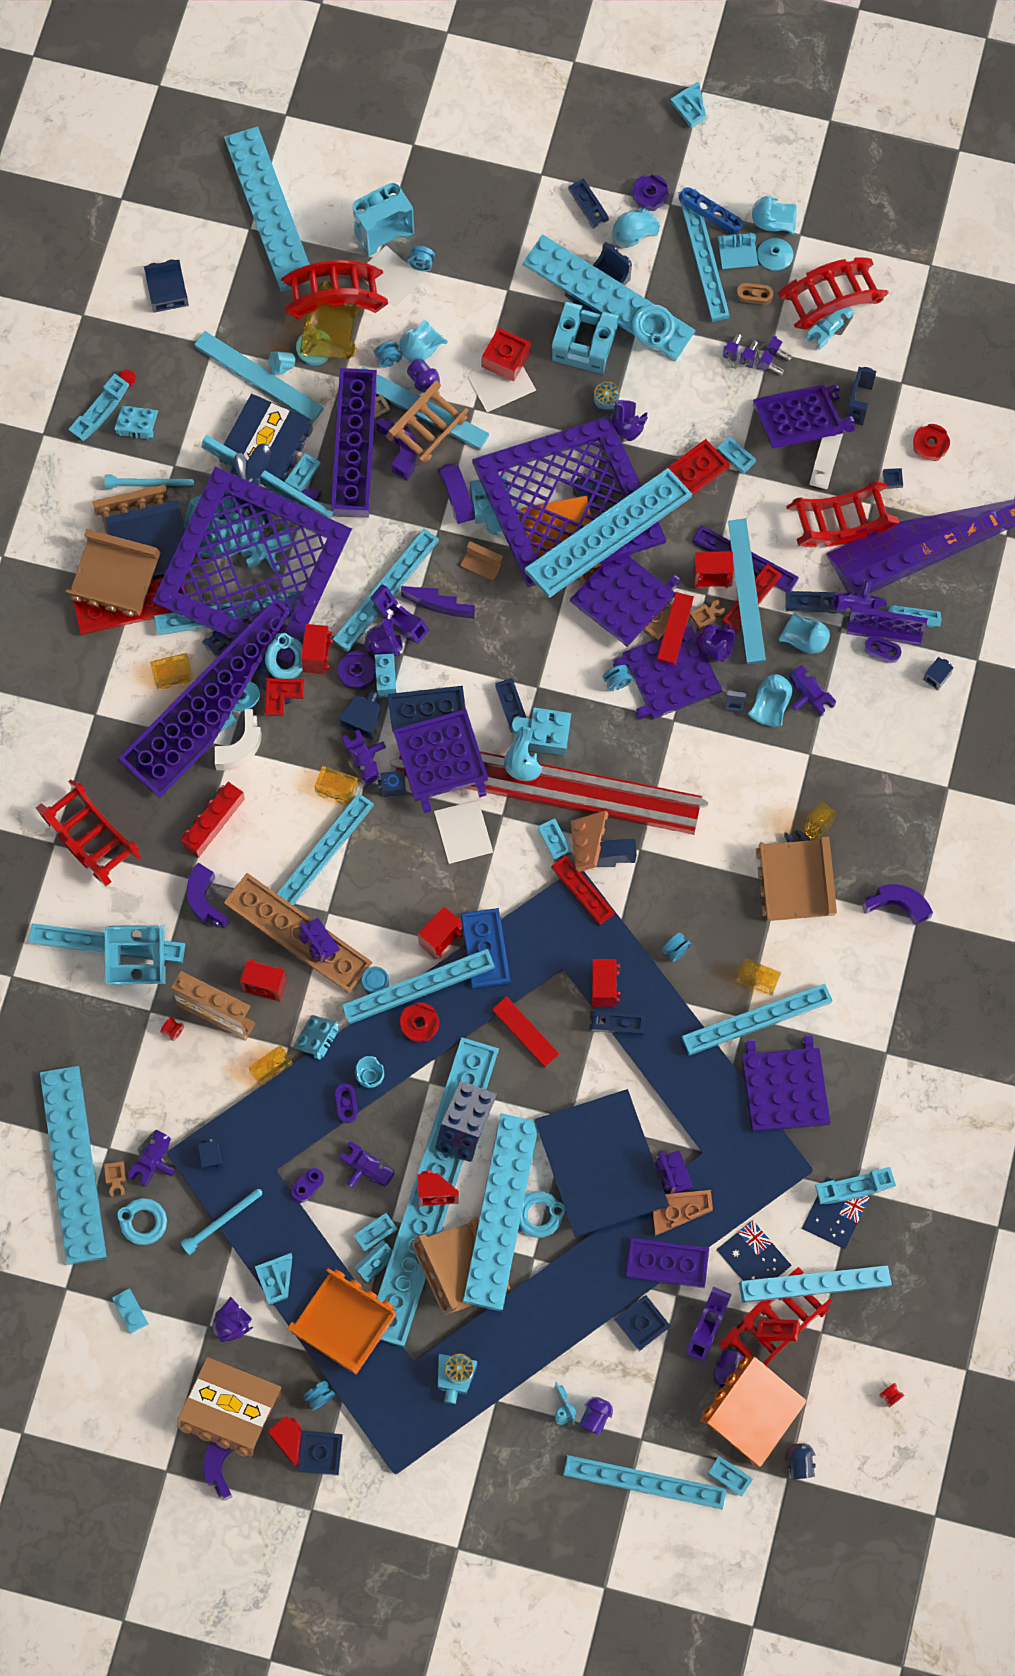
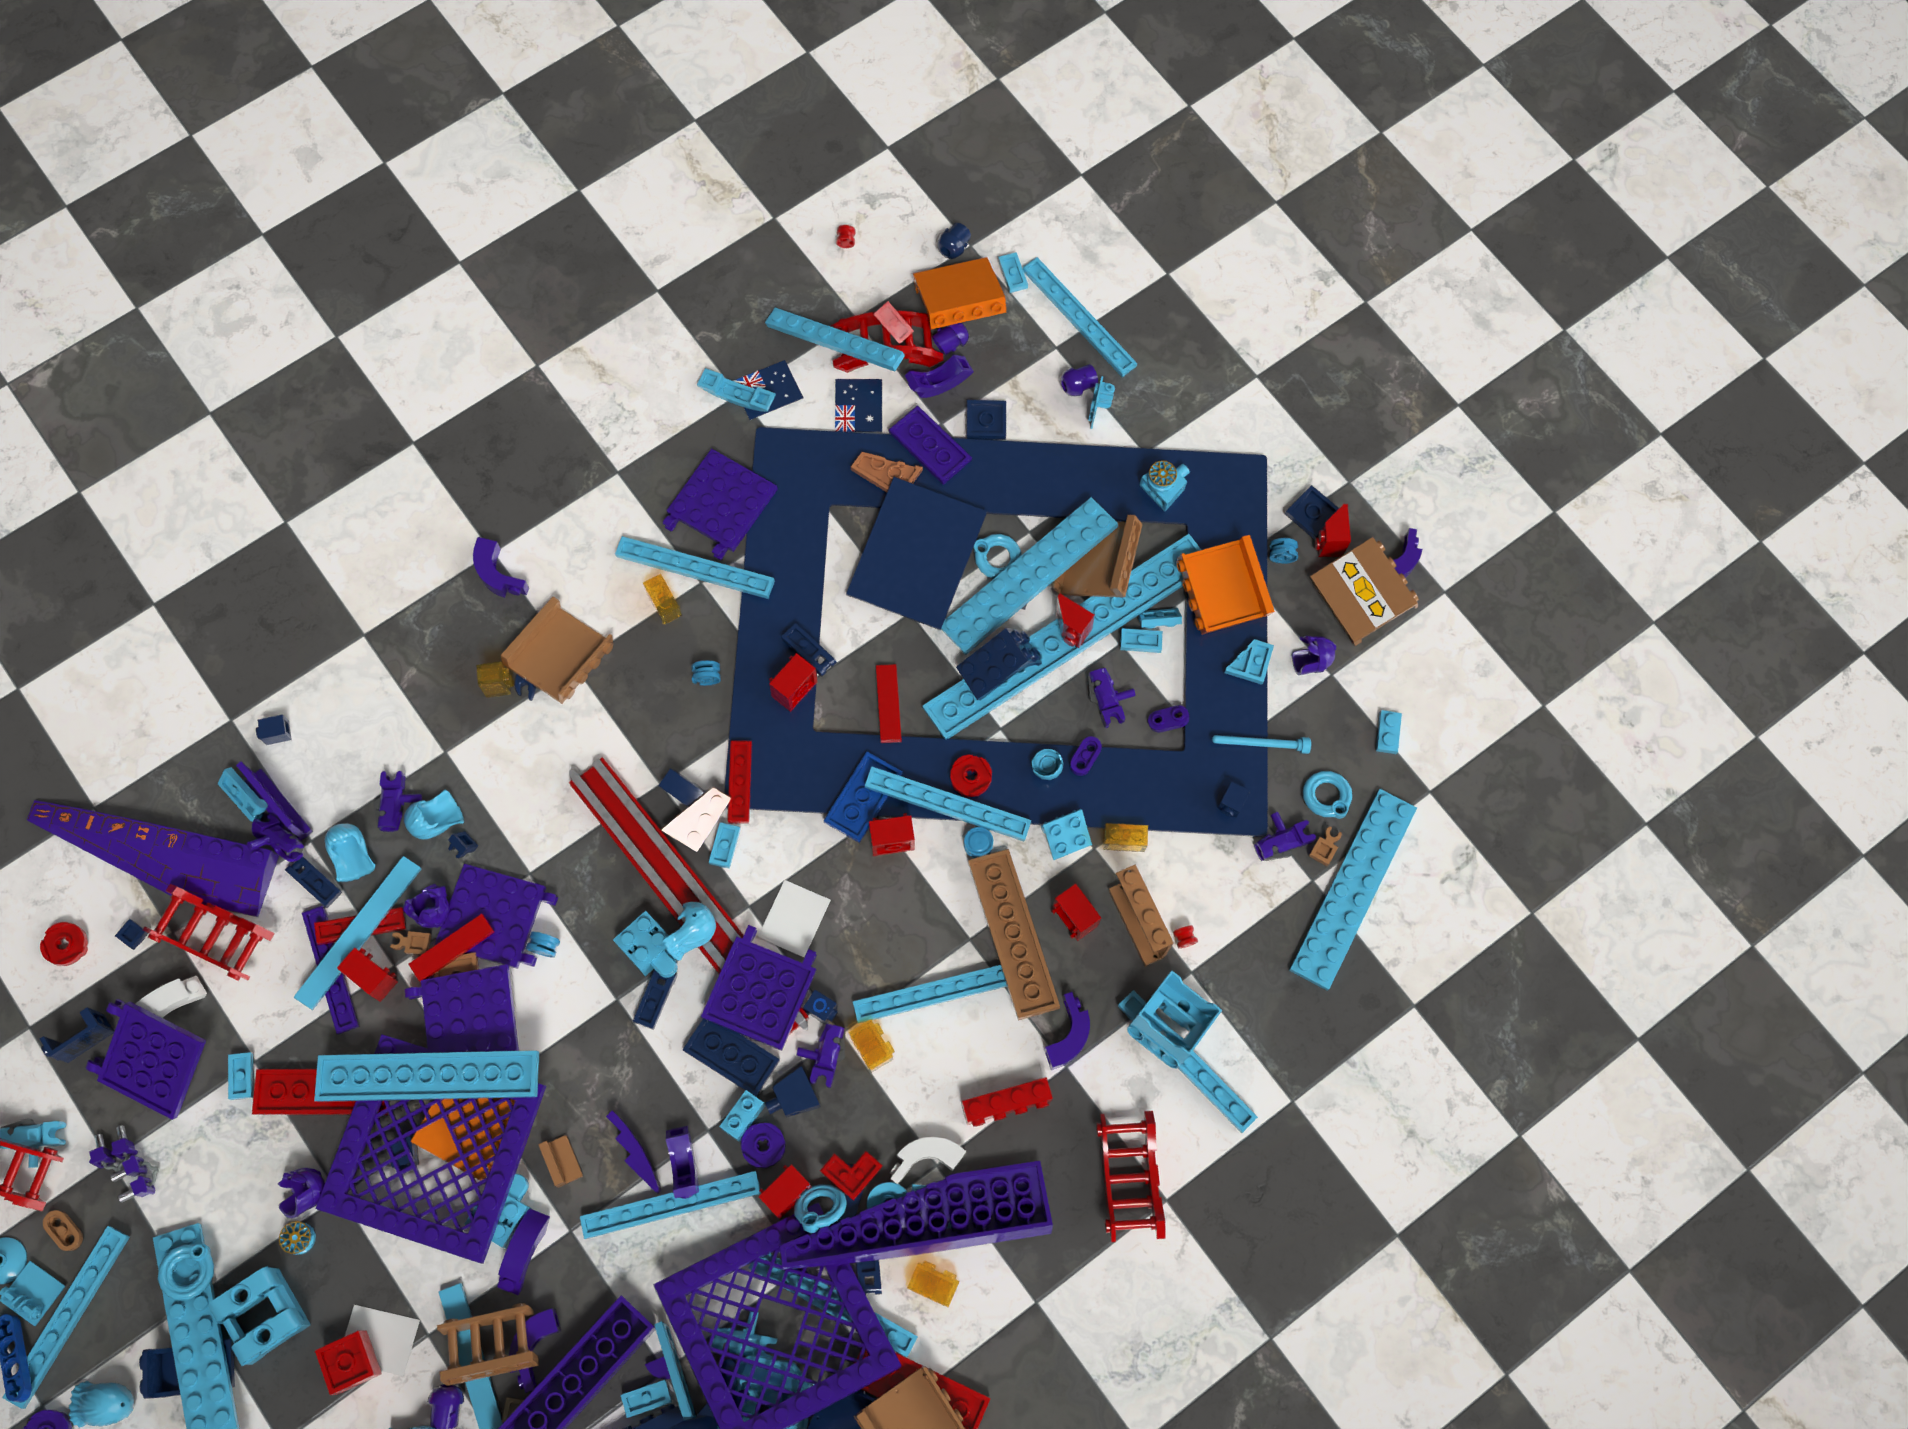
camera: 145 degrees left, 0 degrees up
(318, 939) = (1003, 908): dark purple bracket -> none
(382, 639) = (716, 1150): dark purple helmet -> none
(674, 1172) = (866, 502): dark purple bracket -> none
(883, 648) = (297, 790): dark purple plate -> none

